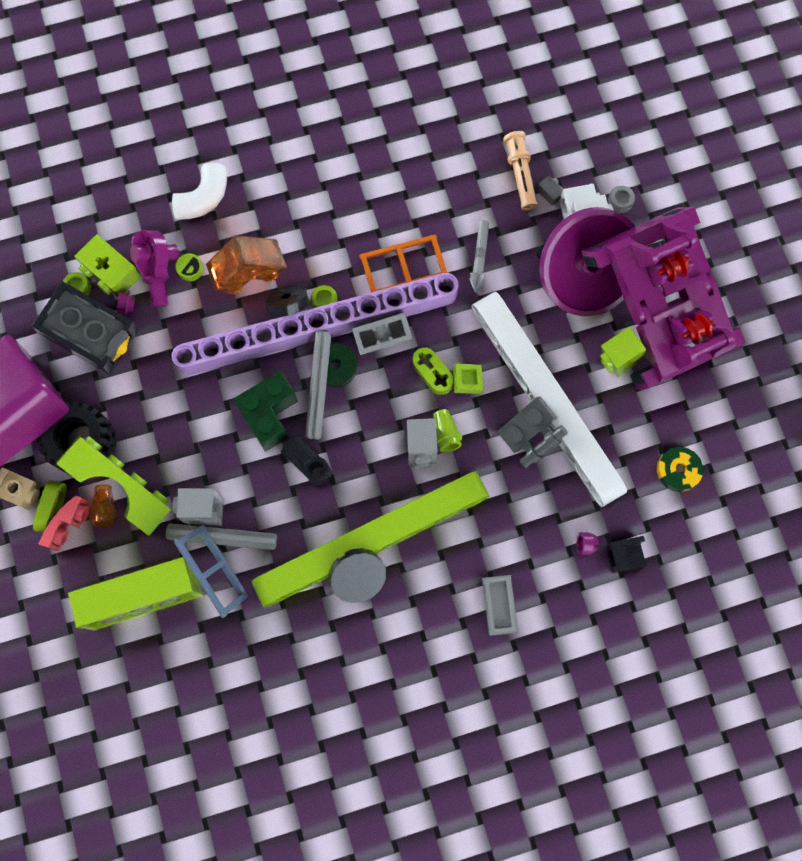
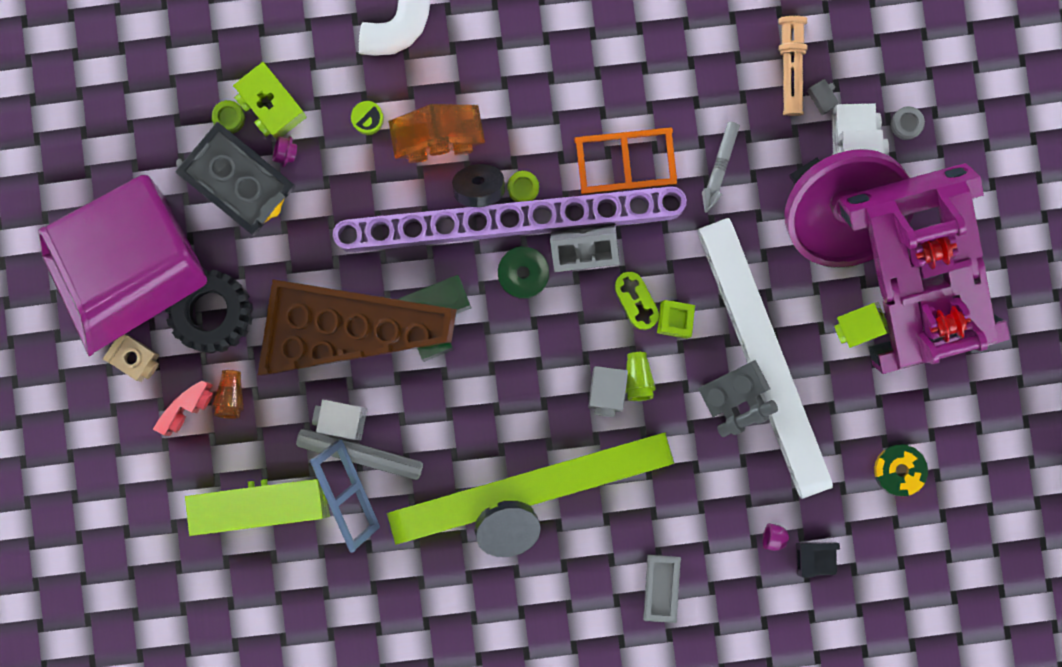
camera: 10 degrees right, 10 degrees up
(50, 503) = (168, 384): lime beam -> none
(85, 461) = (221, 350): lime arch -> none
(153, 262) = (326, 108): magenta pin -> none
(181, 430) = (329, 326): none -> reddish brown wing
(306, 460) = (470, 382): black piece -> none
(318, 385) = (499, 296): light grey axle -> none

